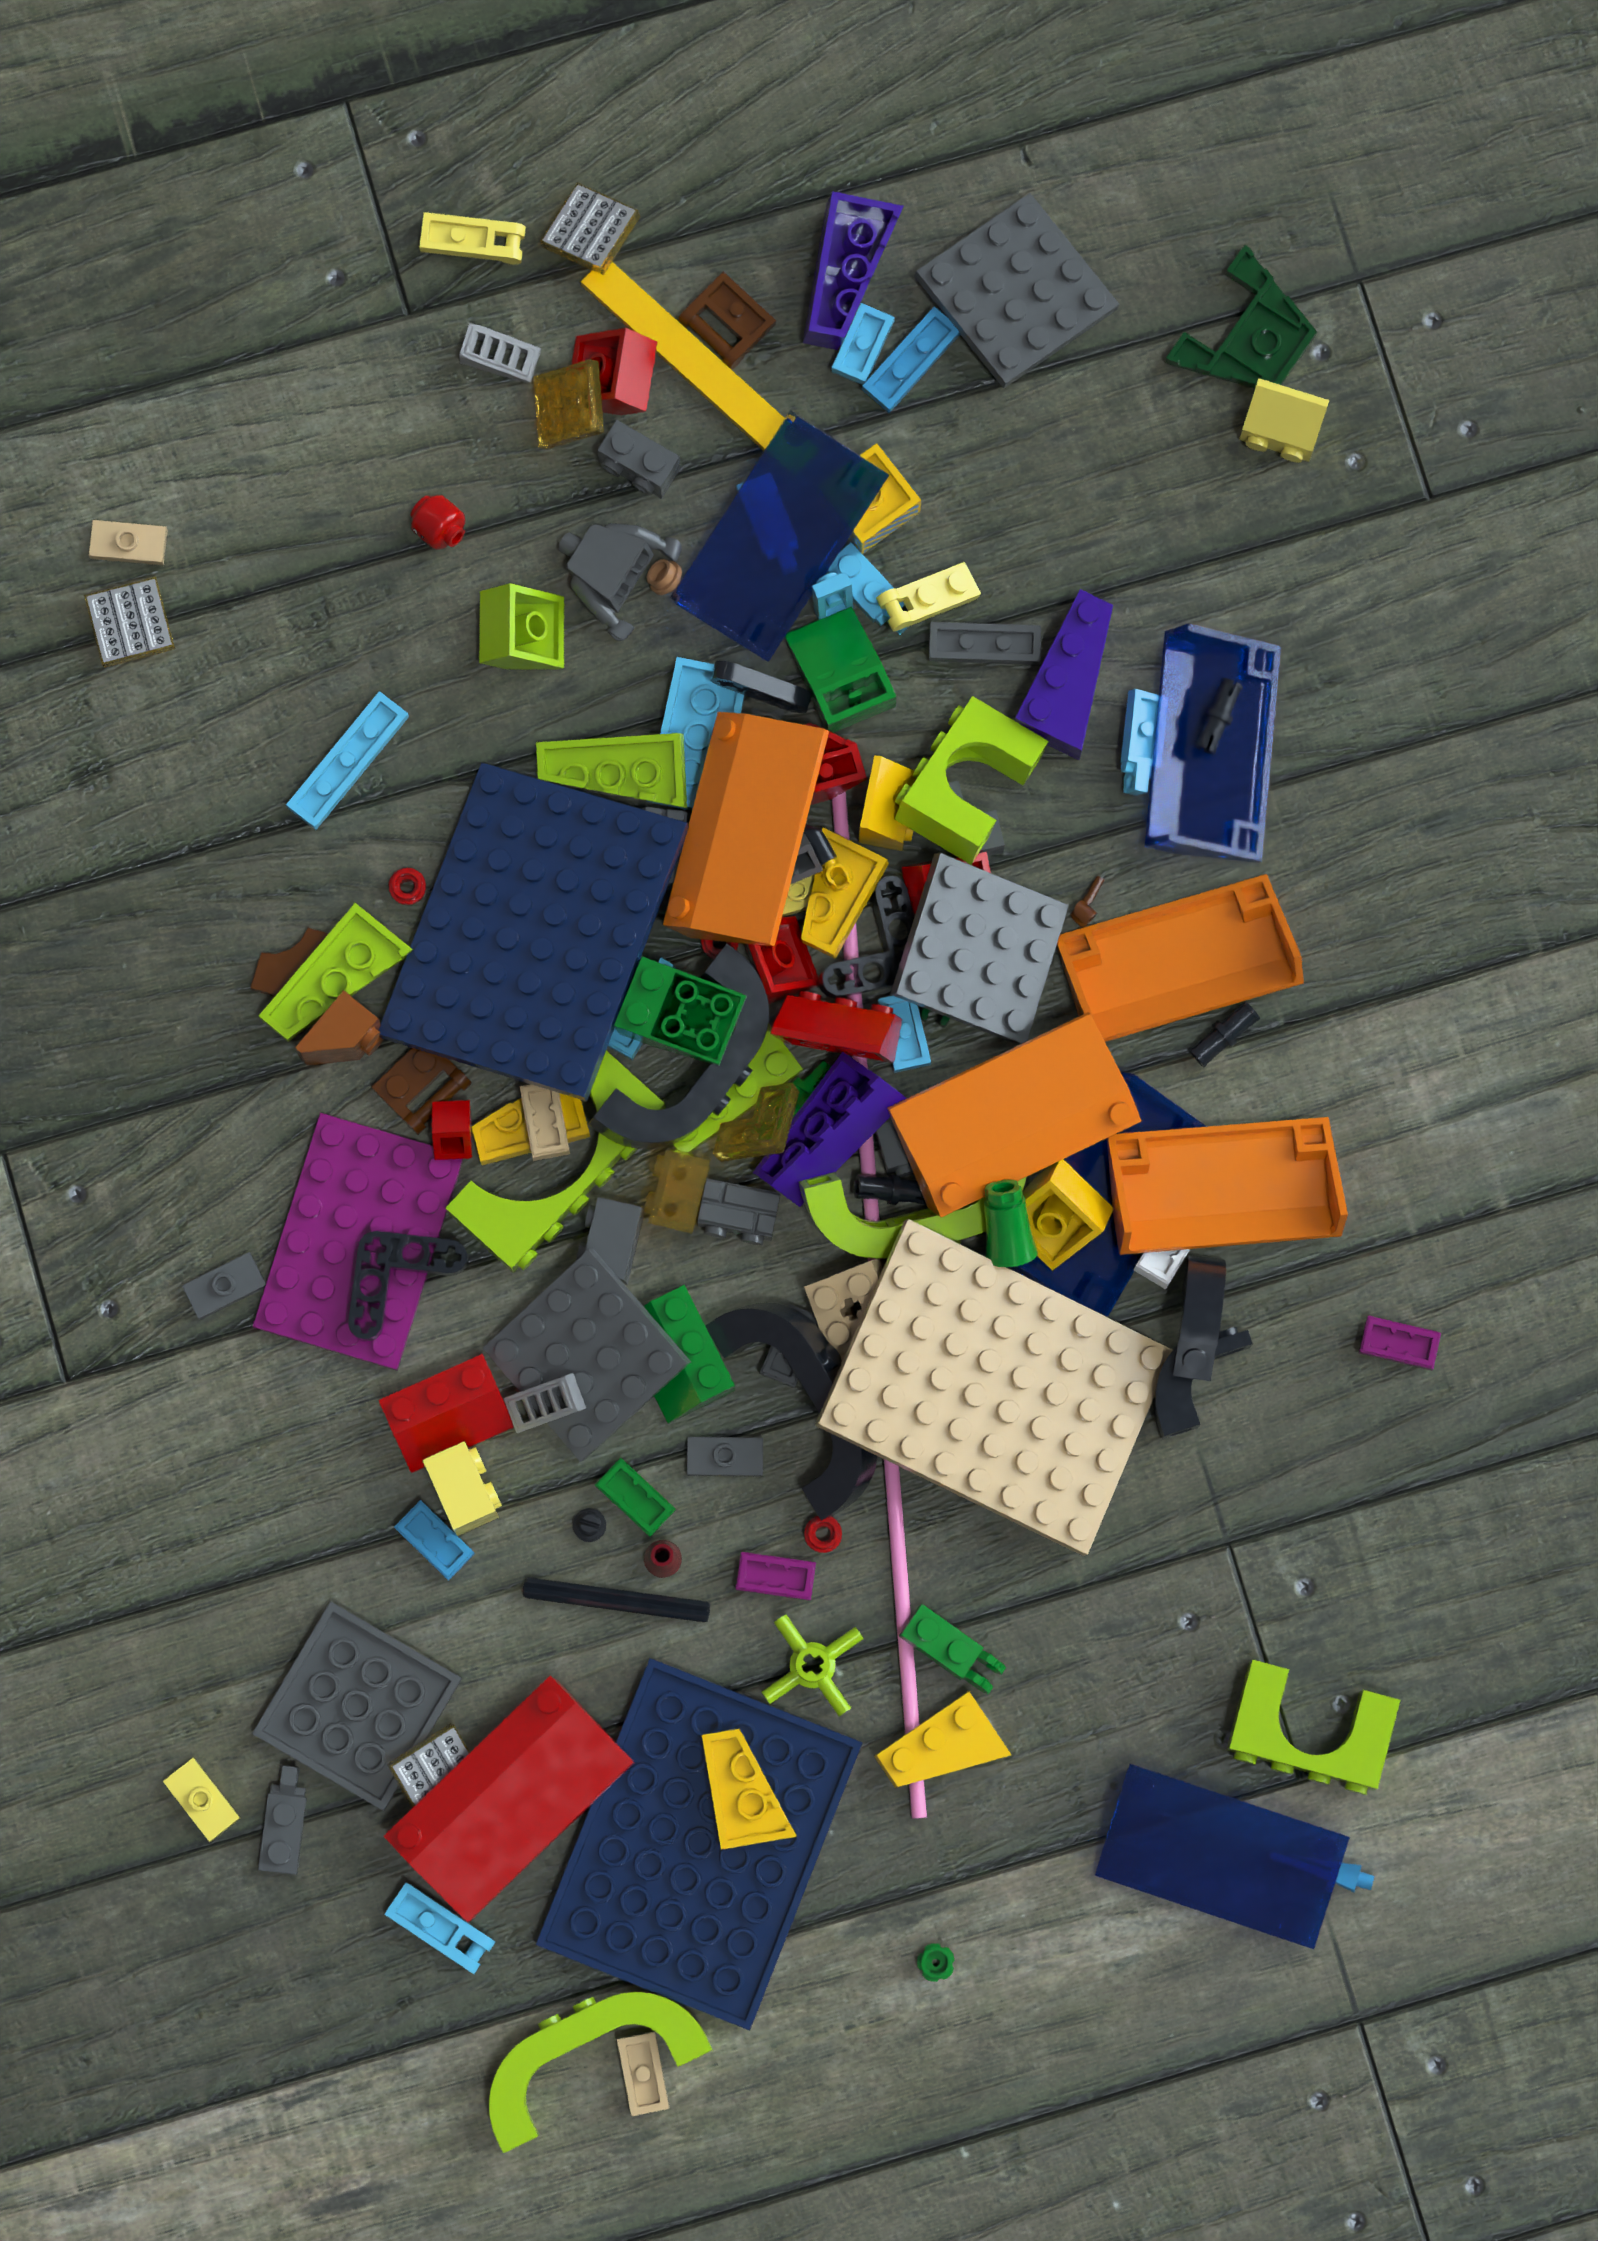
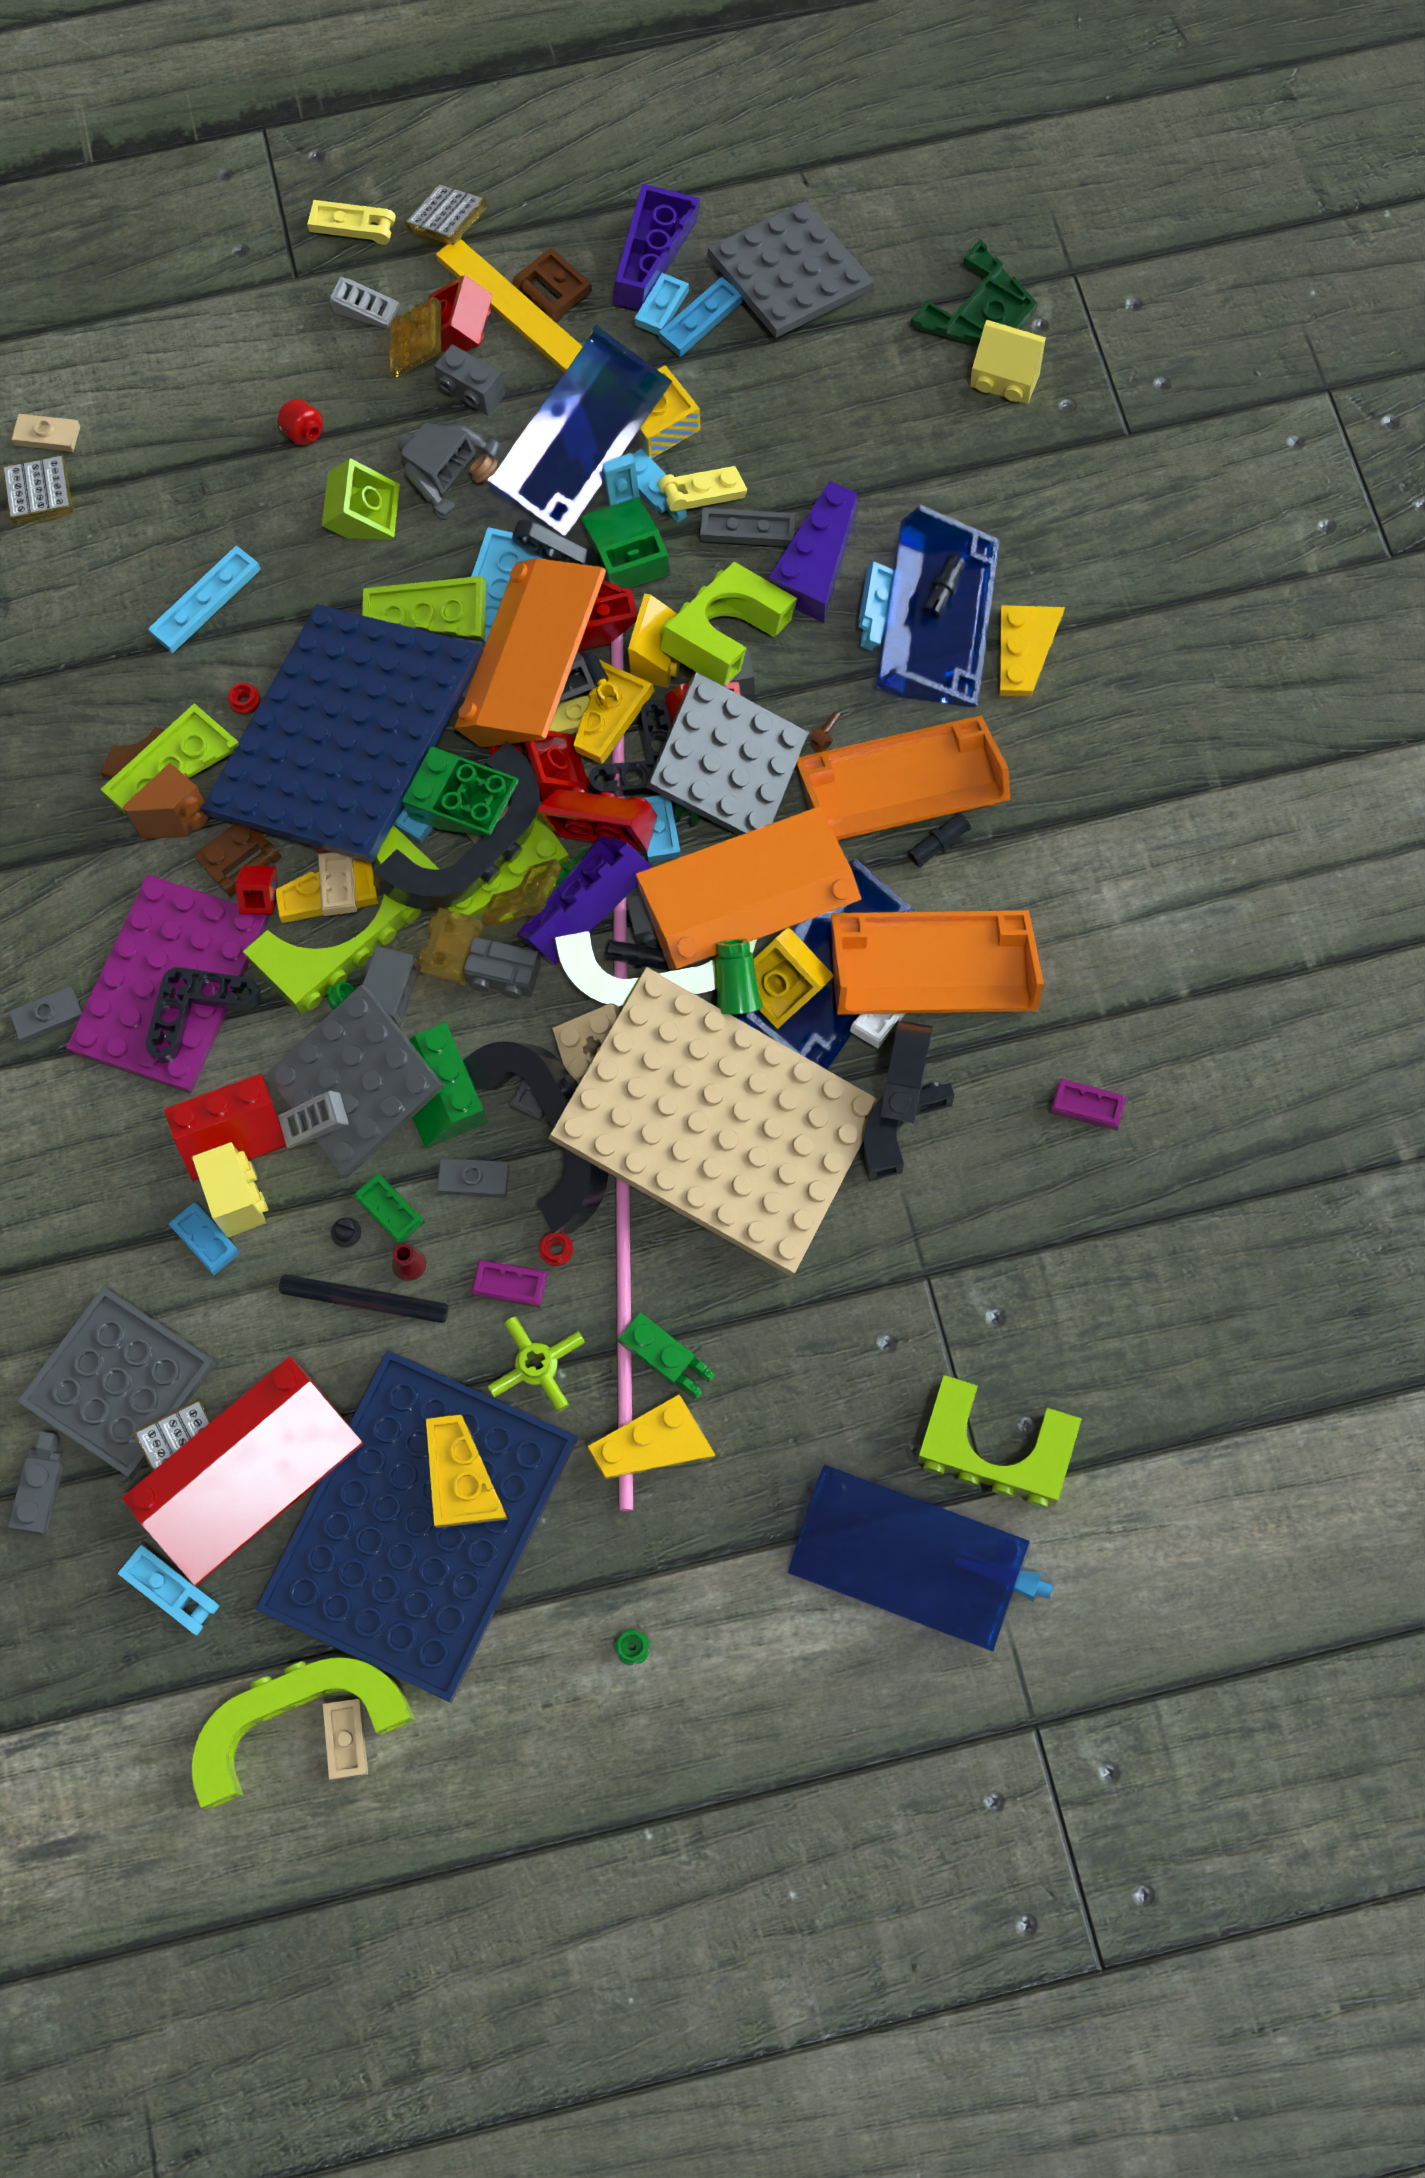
camera: 10 degrees right, 10 degrees down
(560, 1253) = (338, 993): none -> green plate
(1313, 784) = (1024, 645): none -> yellow wing

